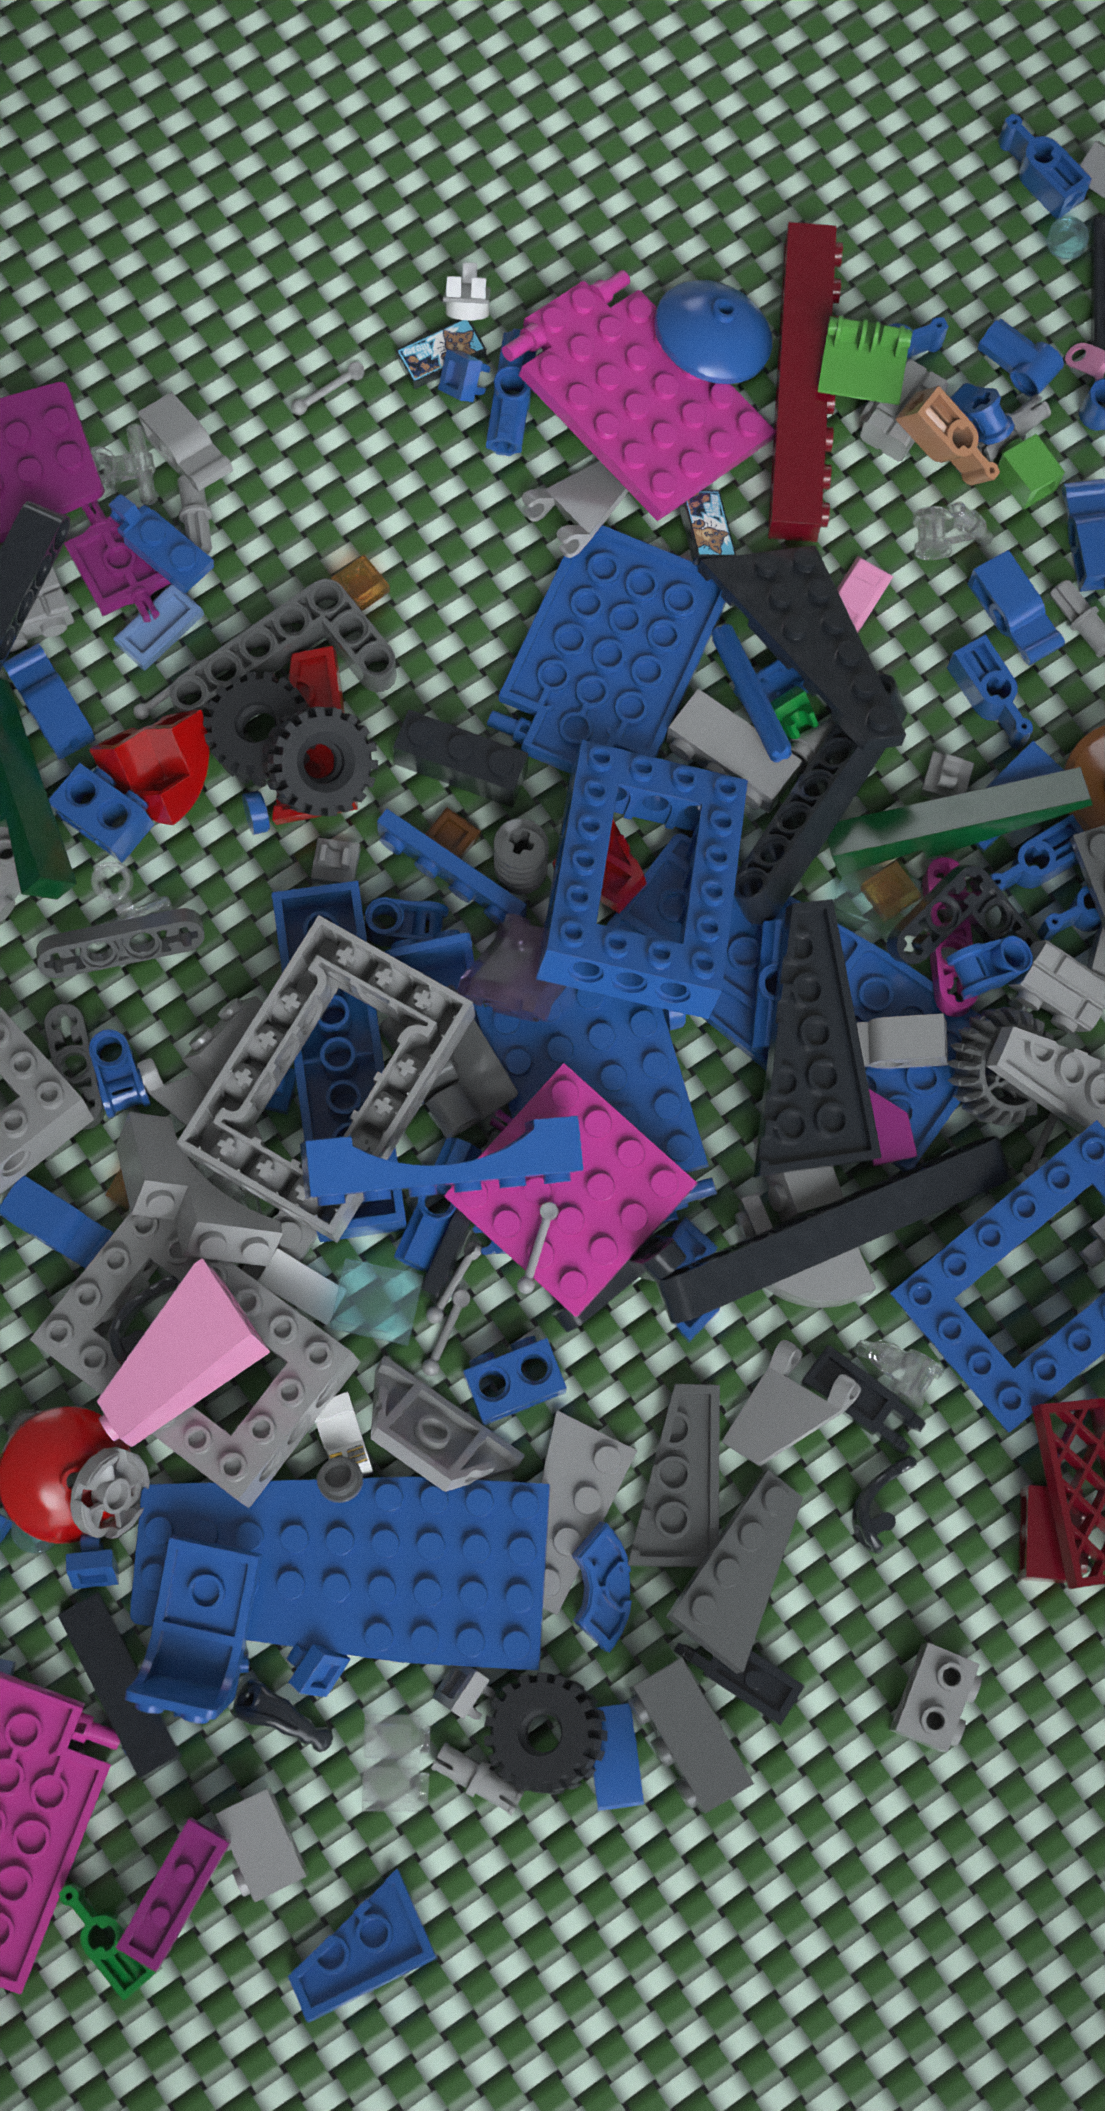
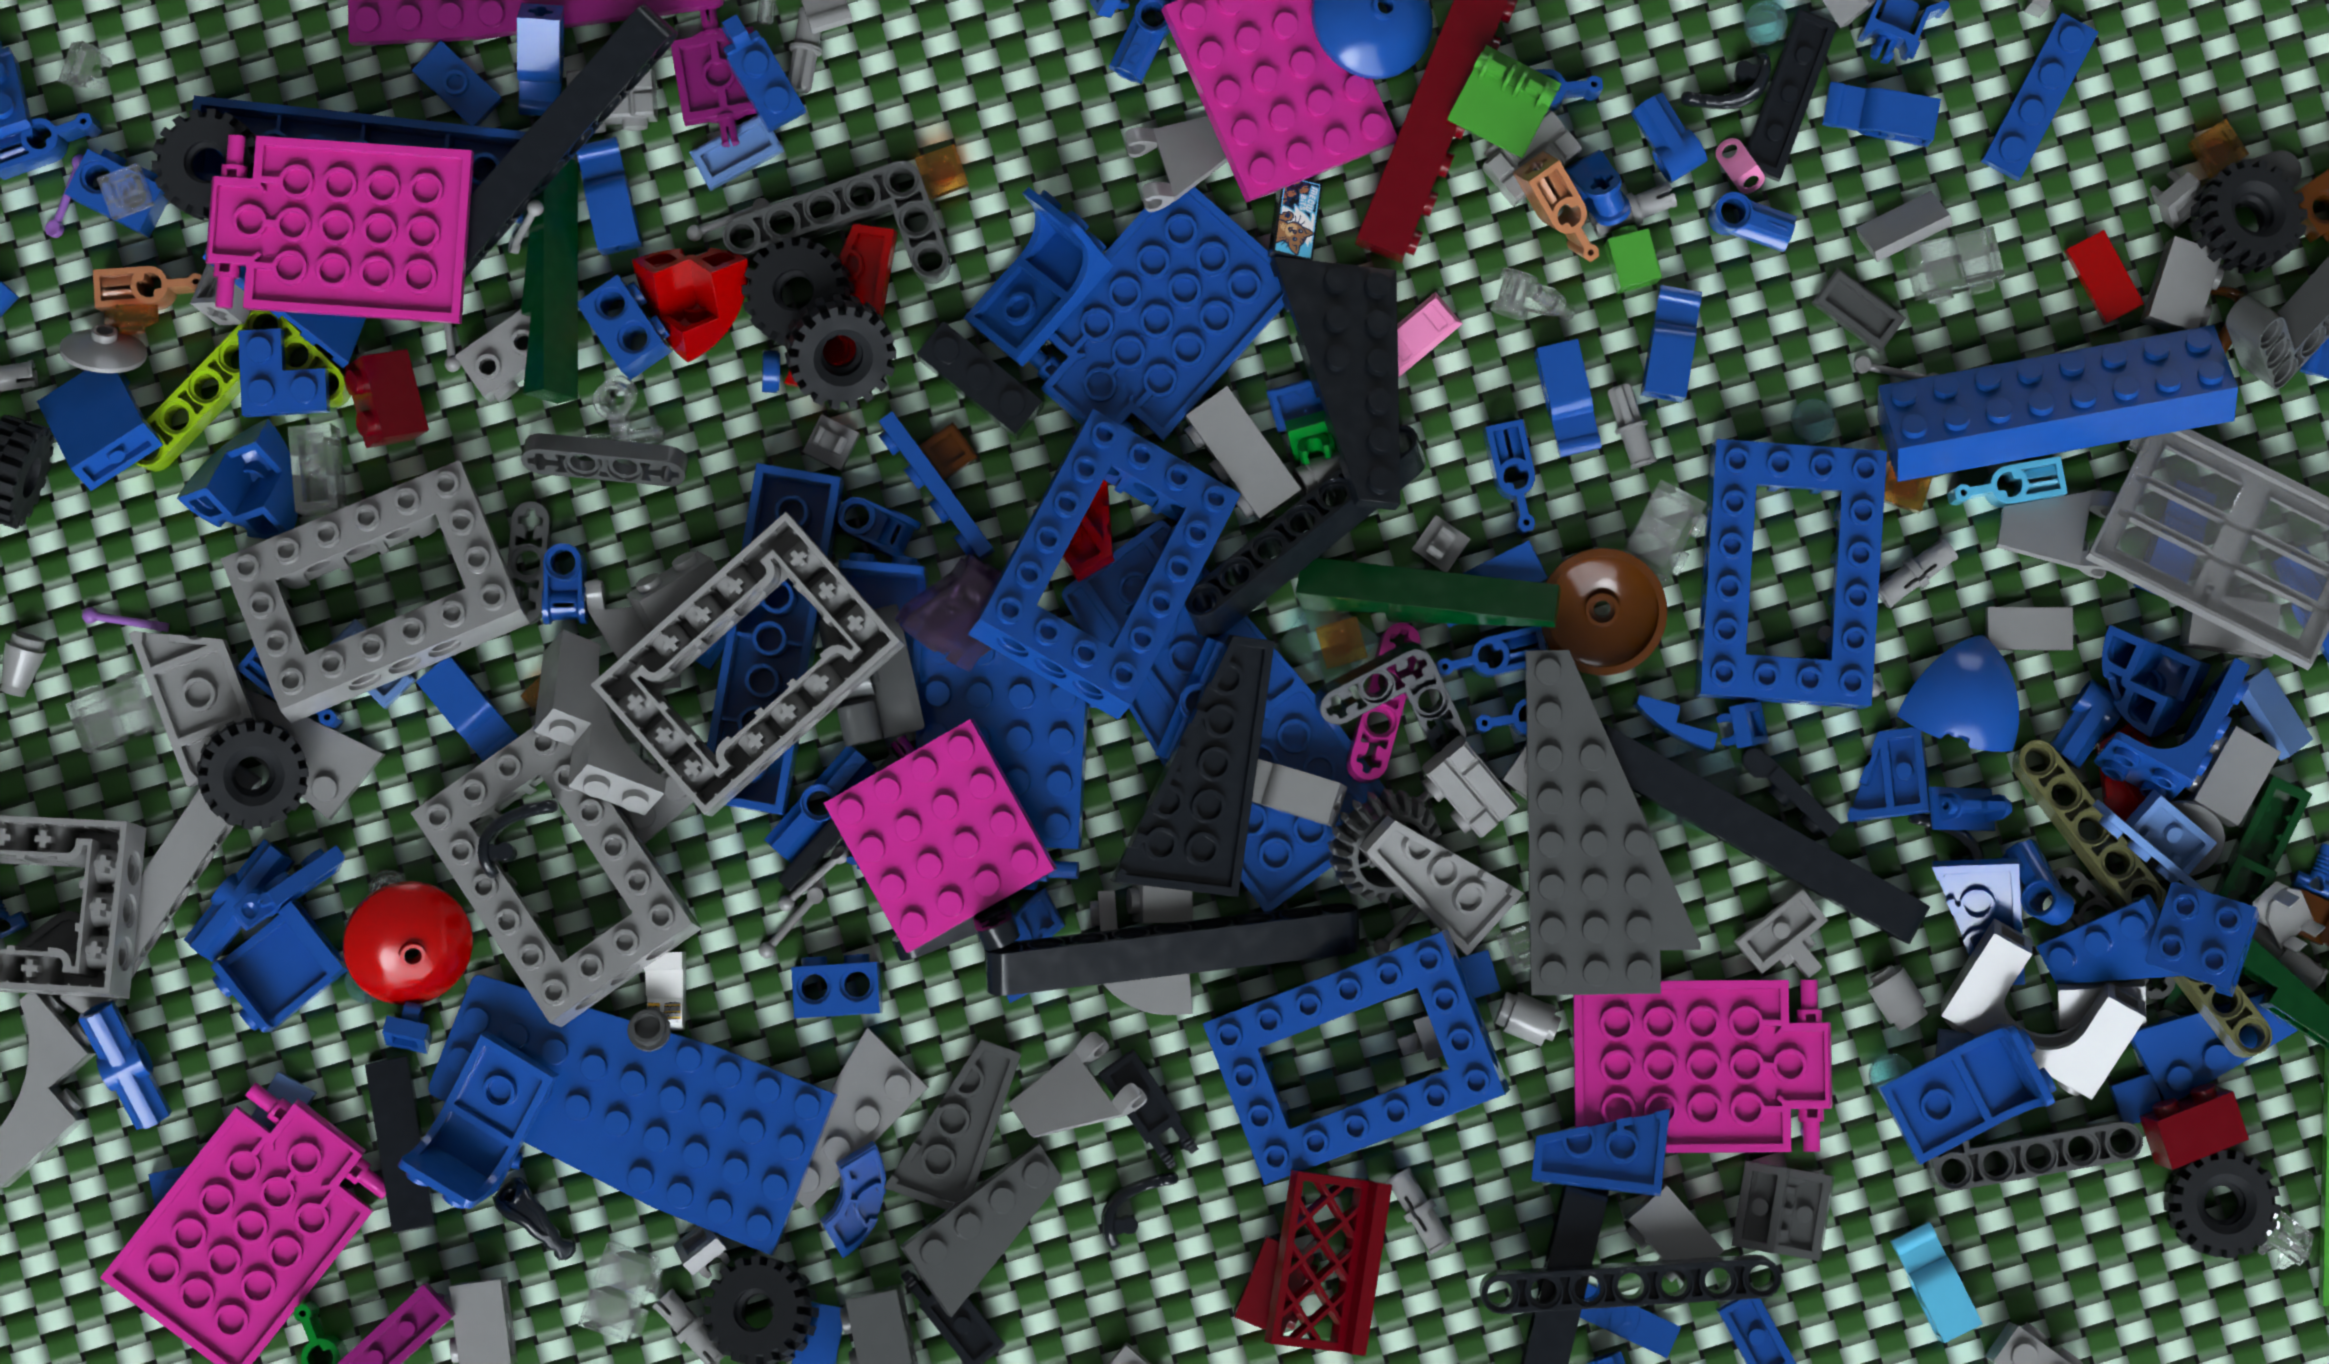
camera: 25 degrees right, 10 degrees up
(110, 1492) = (444, 964): light grey piece -> none
(182, 1357) = (541, 880): bright pink slope -> none
(300, 1286) = (673, 839): white sticker -> none
(316, 1669) = (577, 1188): blue tile -> none
(338, 1168) = (920, 798): blue arch -> none
(376, 1302) = (736, 874): clear light blue piece -> none
(434, 1433) = (748, 1013): light grey wing -> none
(495, 644) = (1042, 283): none -> blue bracket
(521, 856) = (1001, 514): dark grey piece -> none
(548, 1212) = (910, 853): light grey hinge -> none
(751, 693) = (1276, 406): blue axle -> none
(893, 1131) = (1259, 871): magenta tile -> none
(909, 1371) = (1197, 1100): clear piece -> none
(990, 964) = (1398, 748): blue piece -> none
(1069, 283) = (1745, 72): none -> black piece

